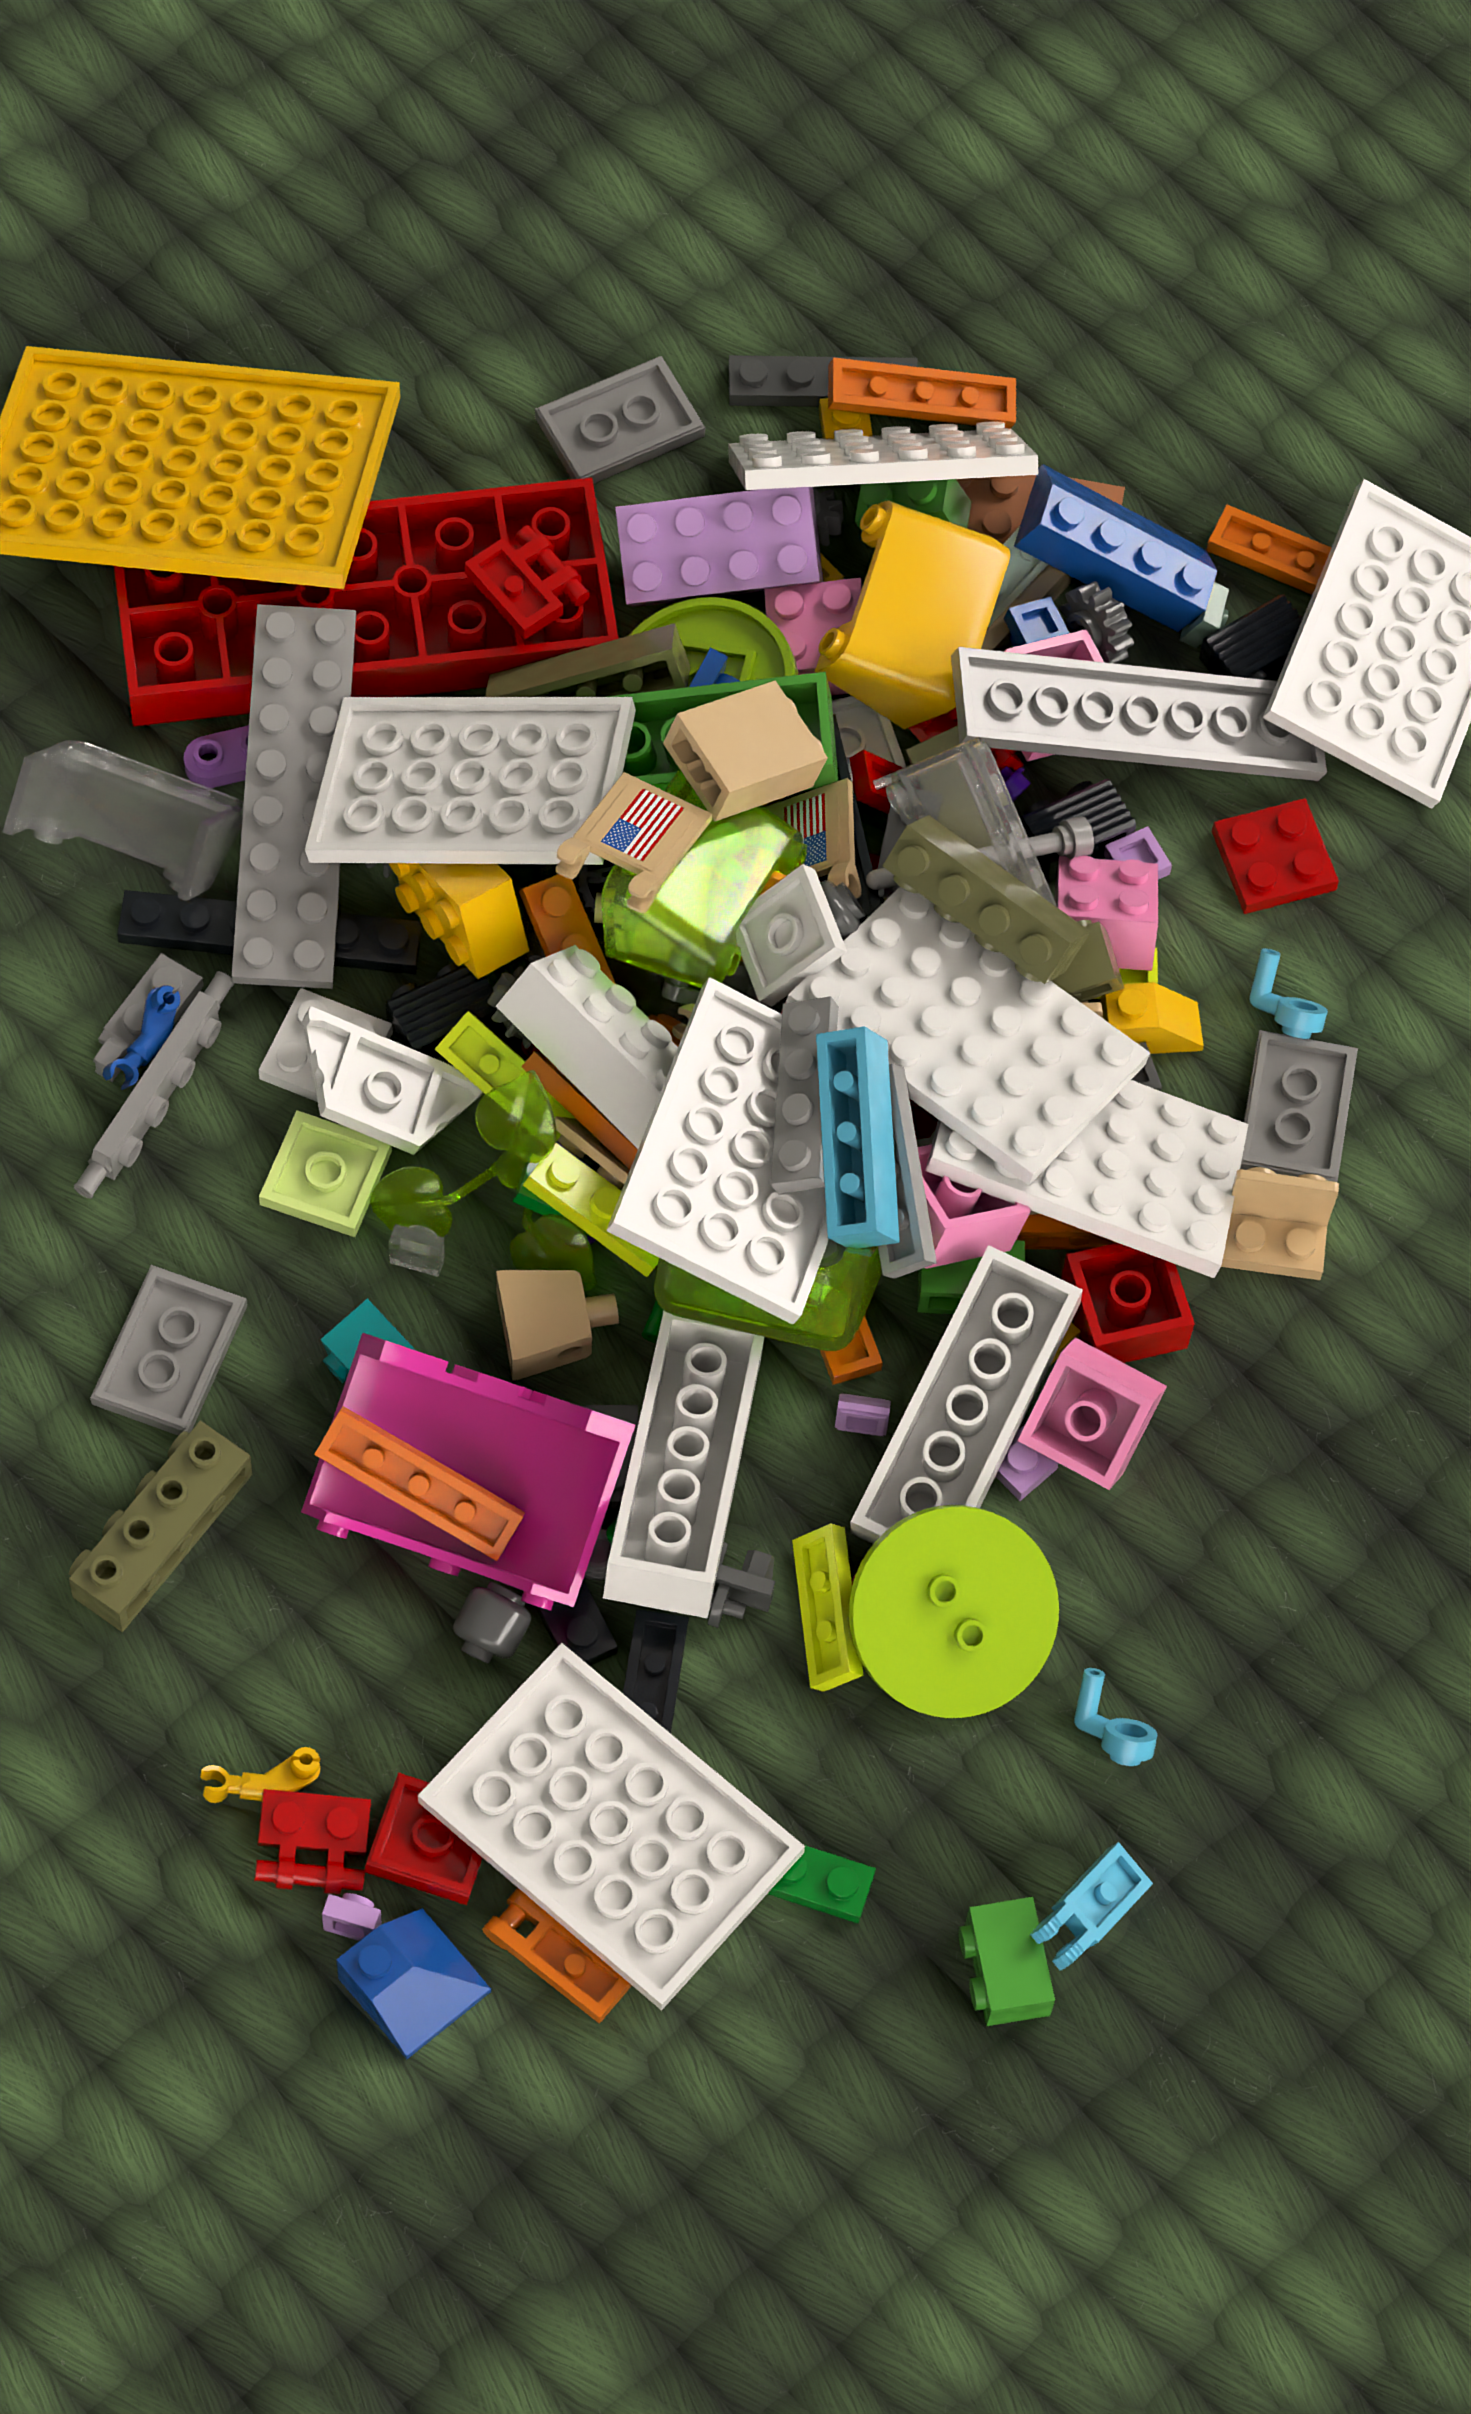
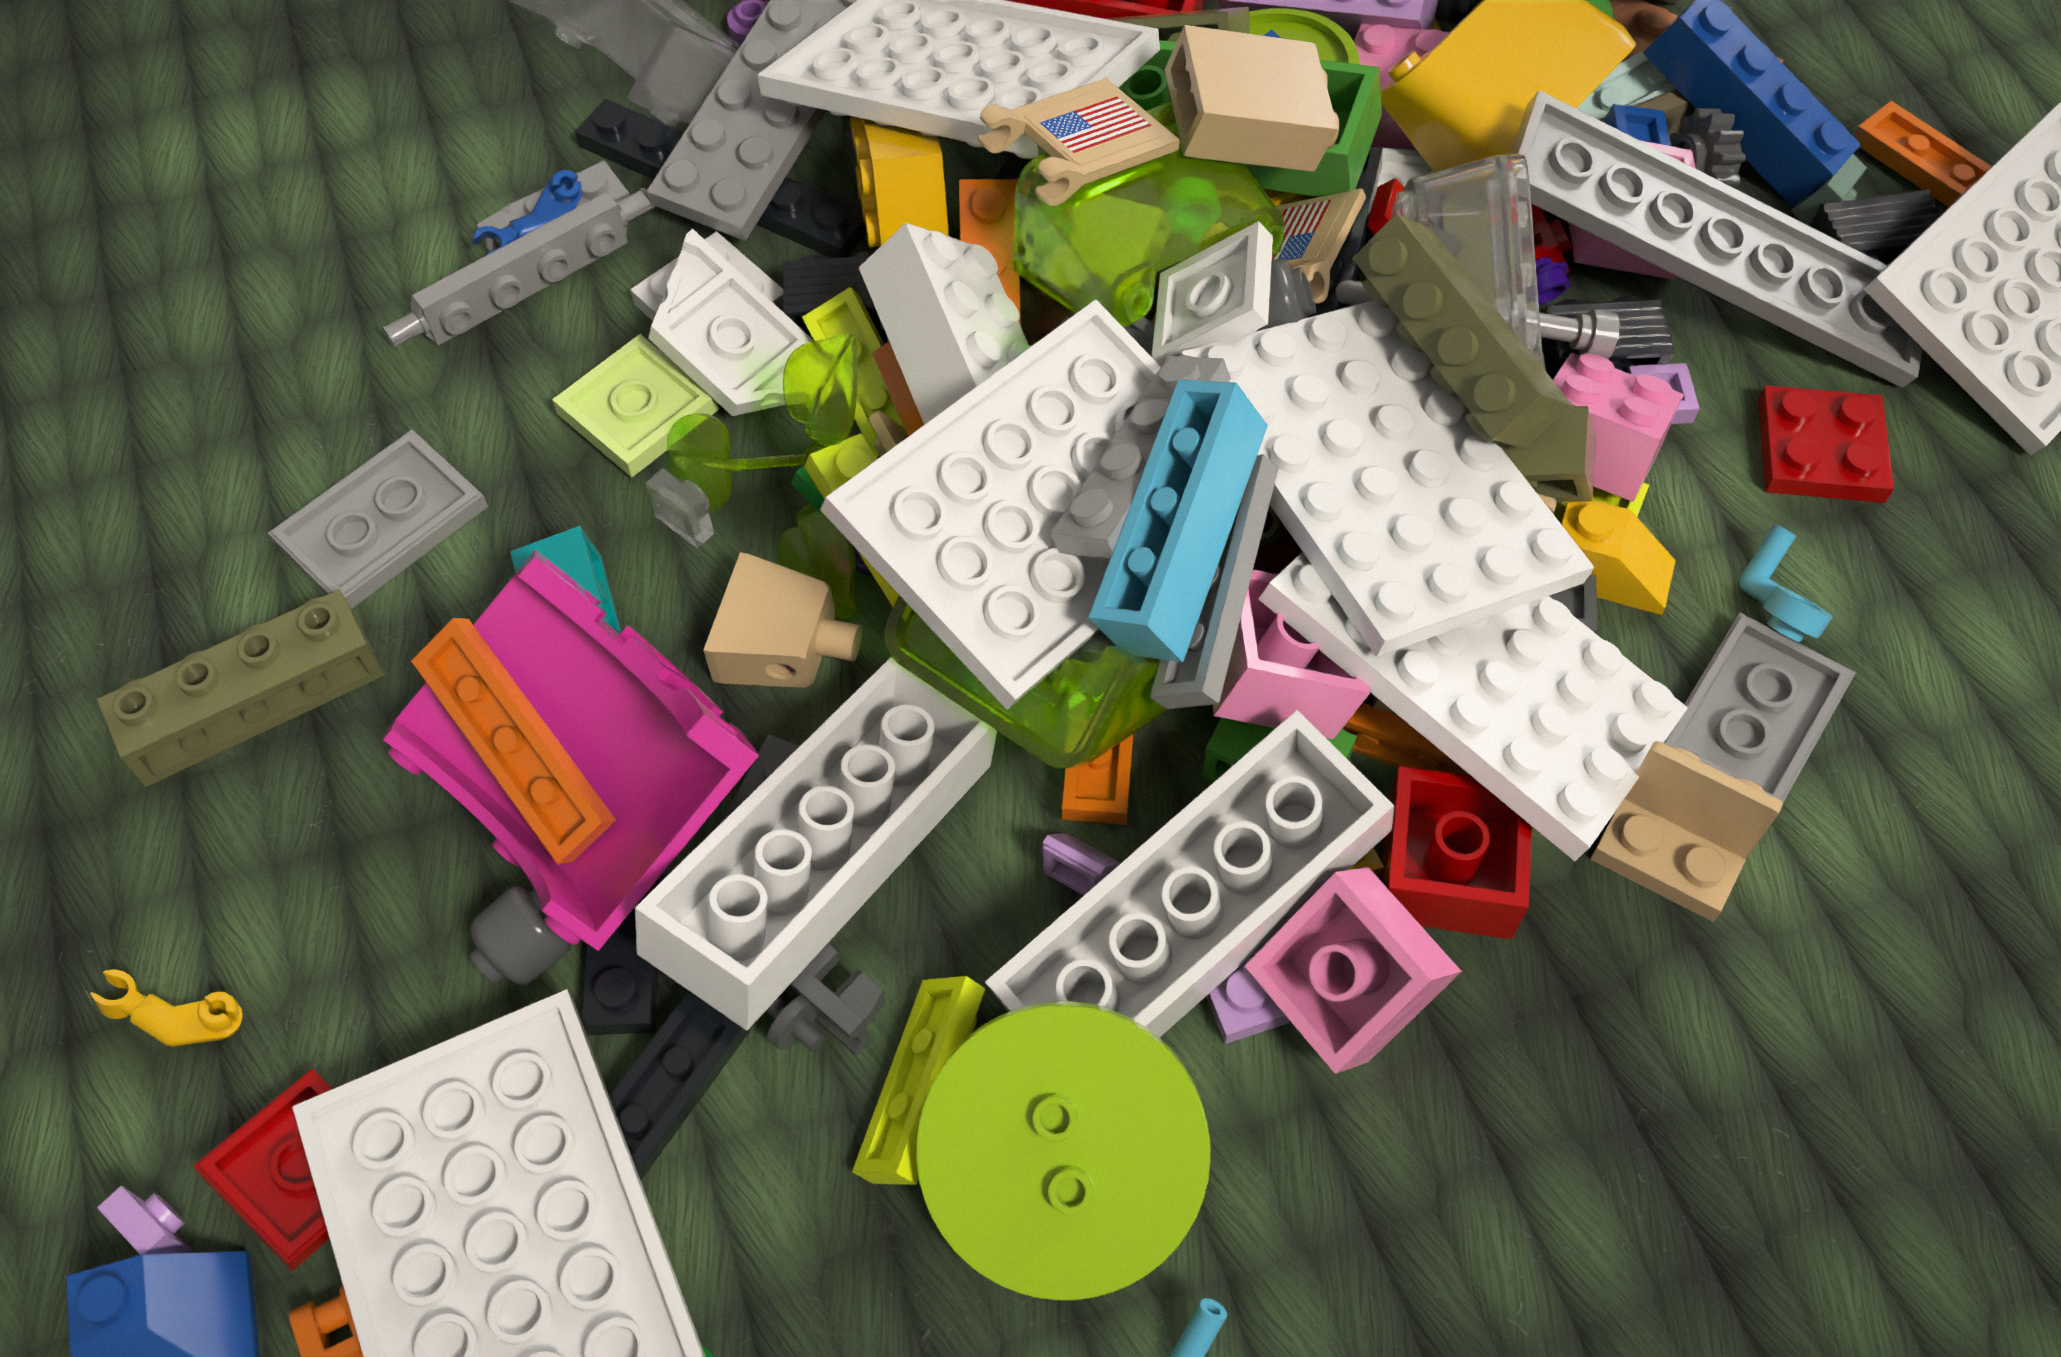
camera: 30 degrees right, 5 degrees down
(313, 1824) = (178, 1087): red plate -> none

